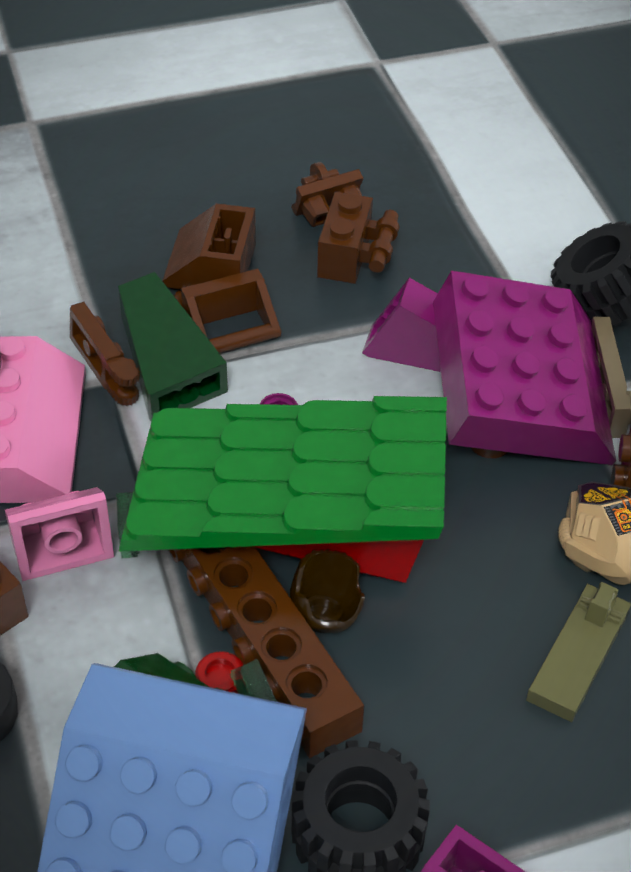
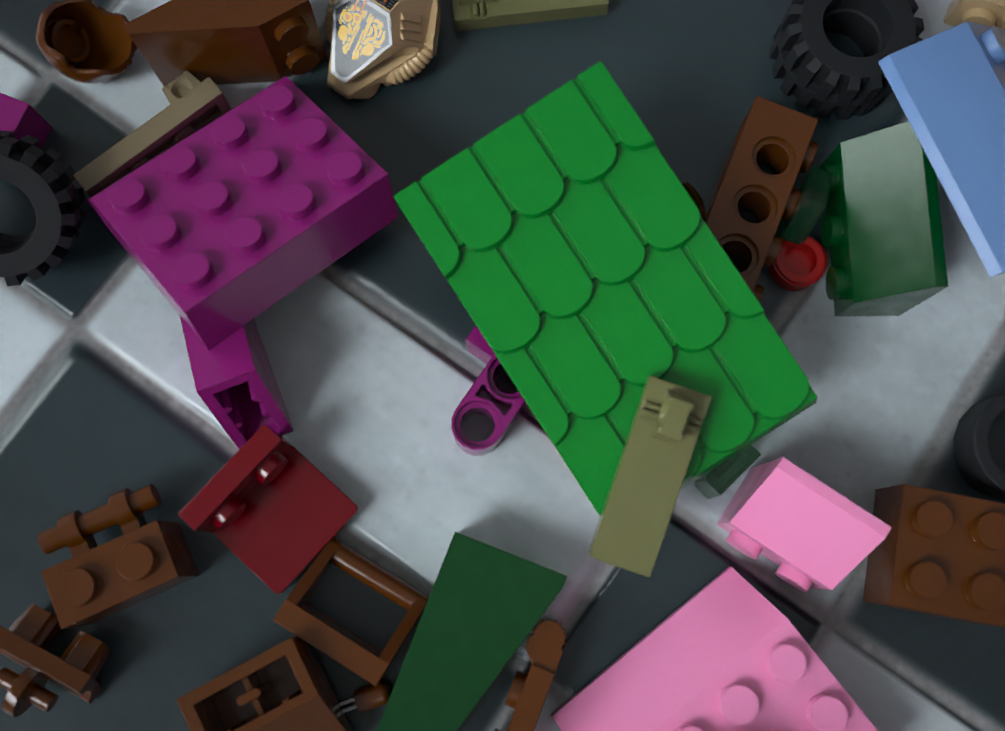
camera: 130 degrees left, 30 degrees up
(165, 431) = (649, 476): none -> olive hinge
(325, 313) = (271, 509): none -> dark red bracket

